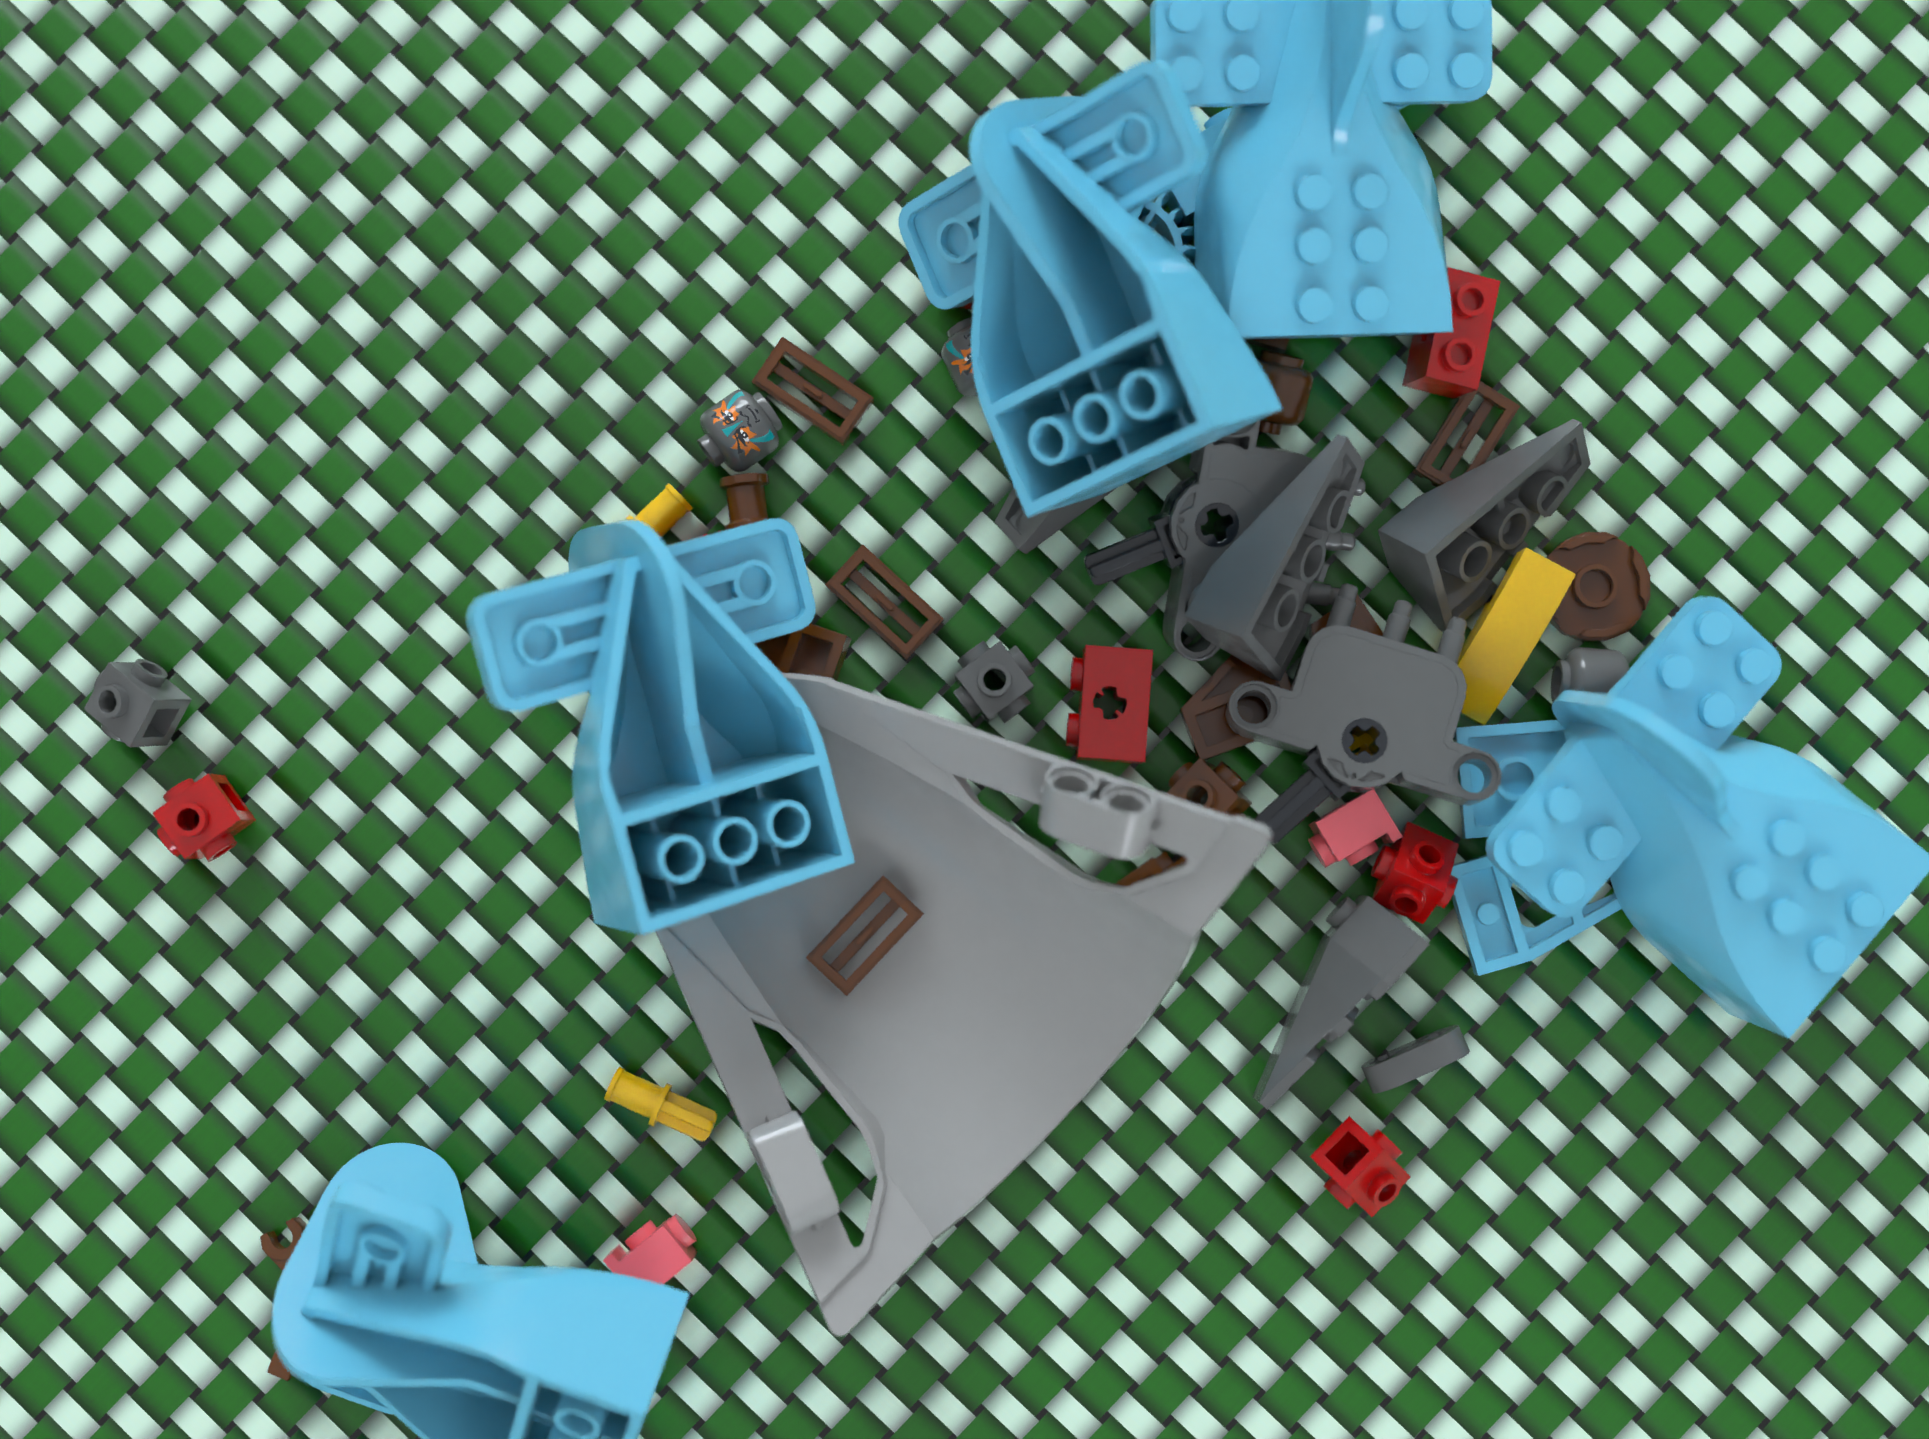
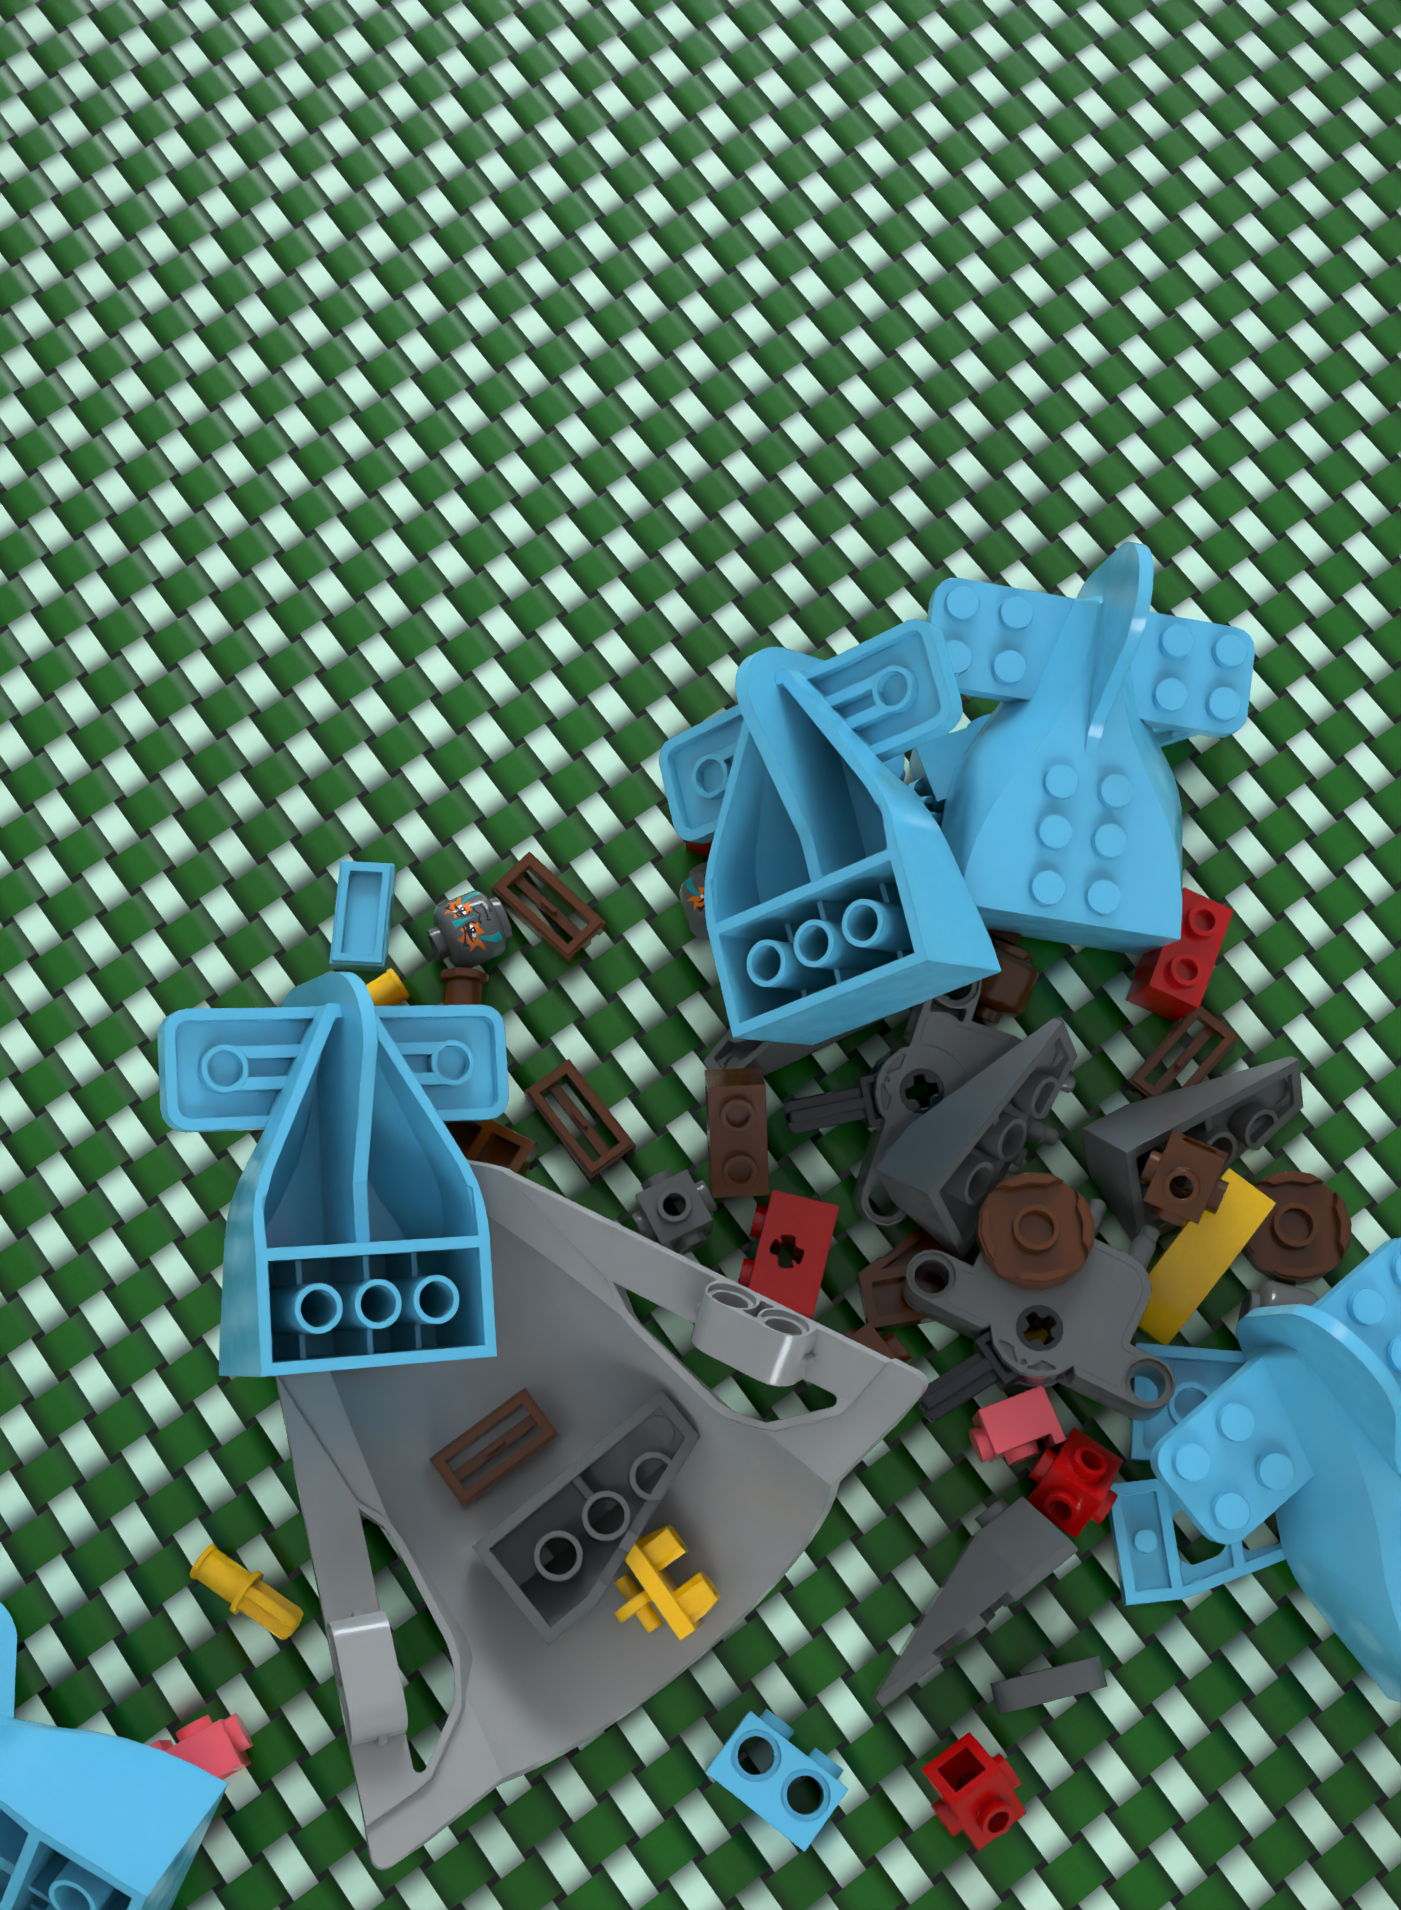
camera: 10 degrees right, 15 degrees down
(629, 432) = (363, 916): none -> medium azure tile
(959, 1003) = (580, 1527): none -> dark grey wedge
(1042, 594) = (737, 1132): none -> reddish brown brick
(1064, 1052) = (679, 1606): none -> yellow hips
(1172, 1196) = (768, 1790): none -> medium azure brick
(1347, 647) = (1035, 1231): none -> reddish brown tile
(1487, 552) = (1190, 1159): none -> reddish brown brick

